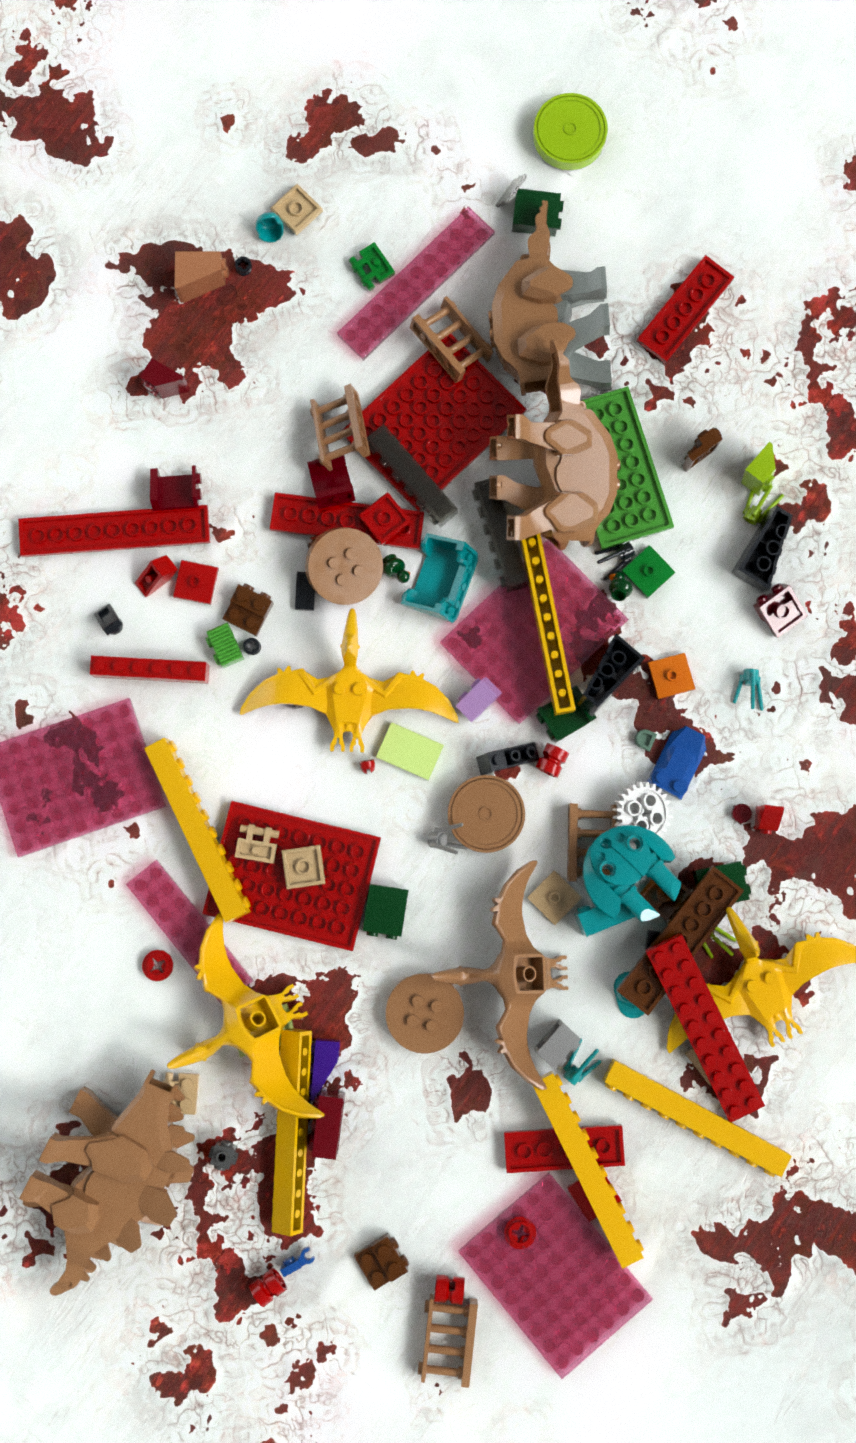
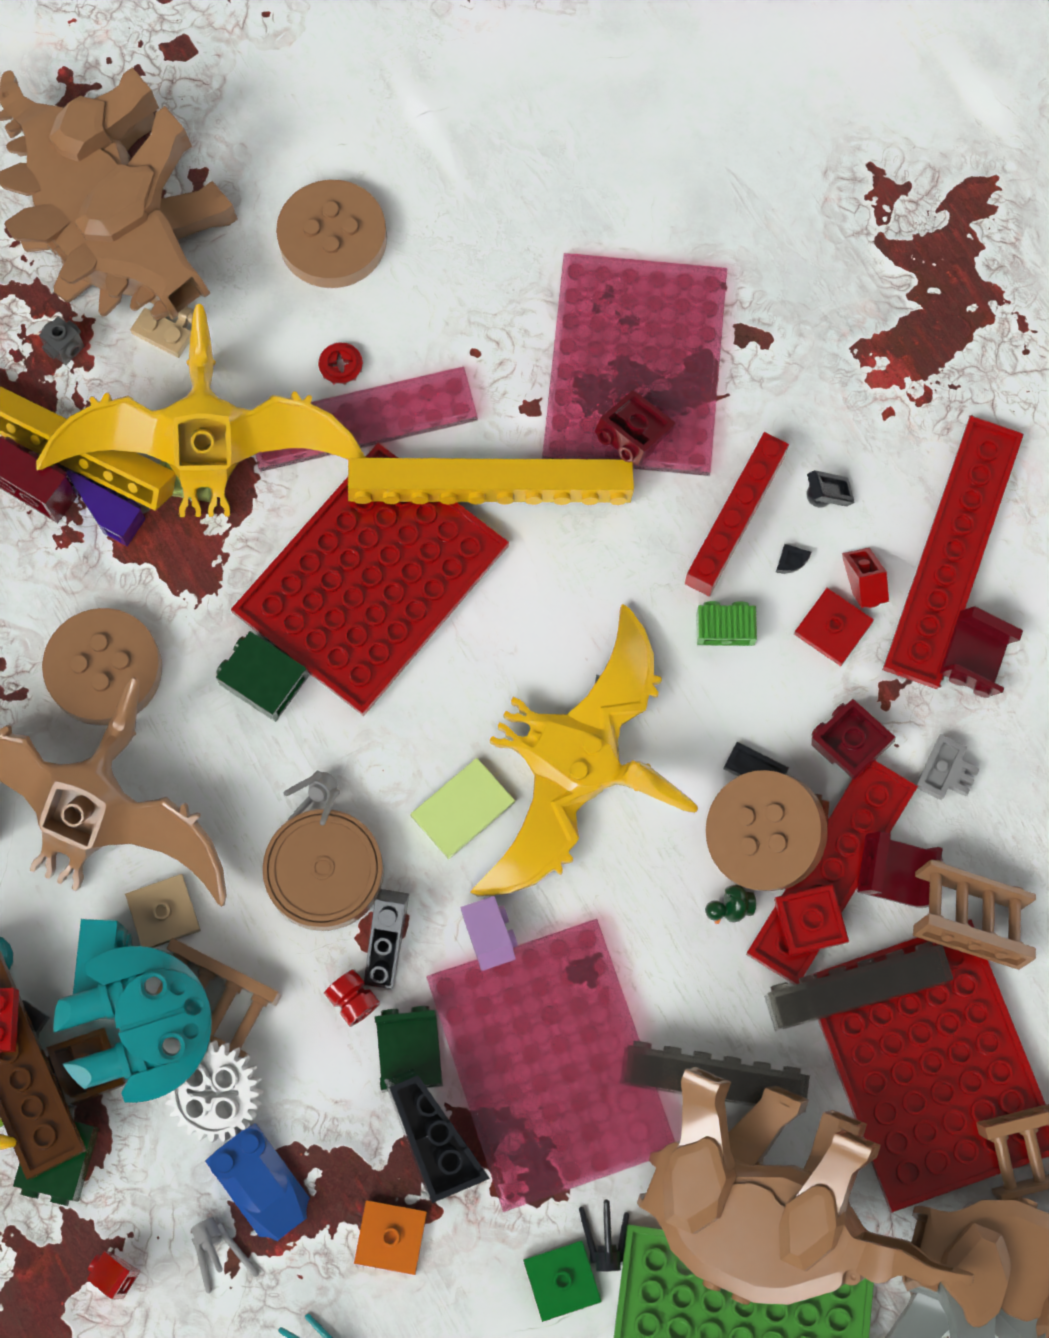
camera: 115 degrees right, 10 degrees down
(68, 1016) = (331, 233): none -> medium nougat brick
(122, 755) = (634, 427): none -> dark red plate
(163, 625) = (792, 559): none -> black tile
(248, 609) = (764, 679): reddish brown plate -> none
(254, 651) = (711, 671): black bush -> none
(256, 481) = (946, 769): none -> light grey hinge
(257, 850) = (426, 541): tan plate -> none
(263, 541) = (851, 738): none -> dark red plate
(303, 867) = (372, 592): tan plate -> none
(367, 764) = (471, 741): red hinge -> none
(443, 578) = (685, 964): teal windscreen -> none
(547, 625) = (544, 1079): yellow brick -> none
(619, 586) = (558, 1221): dark green animal -> none
(644, 739) = (317, 1151): sand green tile -> none
(720, 777) = (207, 1237): none -> light grey plant
(741, 813) = (141, 1242): dark red tile -> none

